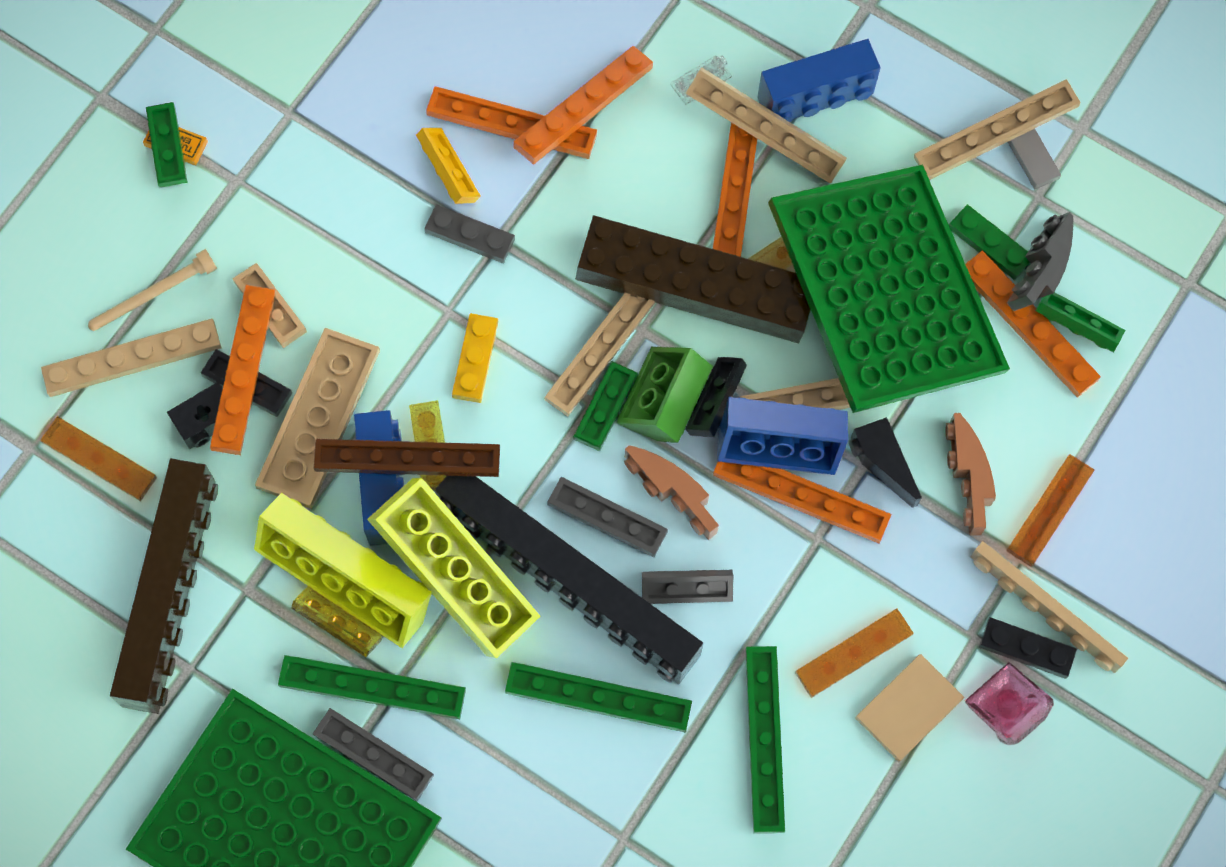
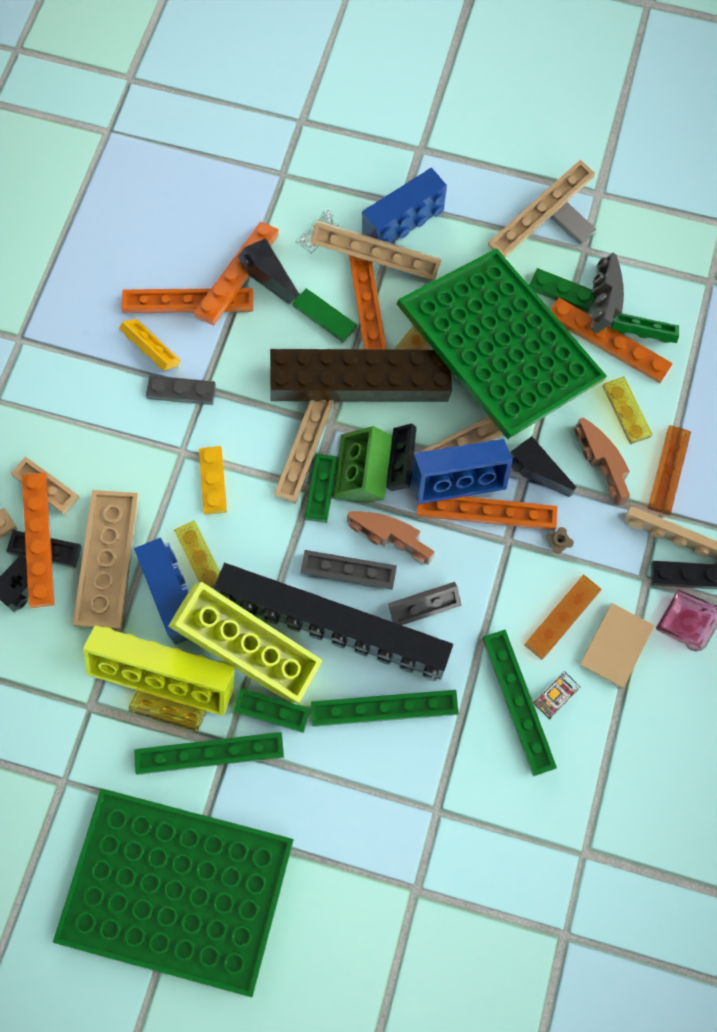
camera: 15 degrees left, 0 degrees up
(164, 587) = (24, 726): dark brown brick -> none
(373, 754) = (226, 805): dark grey plate -> none
(407, 457) = (184, 569): reddish brown plate -> none
(462, 659) = (272, 710): none -> green plate
(620, 110) = (266, 269): none -> black slope
(677, 189) = (324, 315): none -> green tile
(814, 744) = (556, 695): none -> clear tile
(877, 565) = (557, 546): none -> dark tan plate
(1021, 419) = (627, 410): none -> clear yellow plate

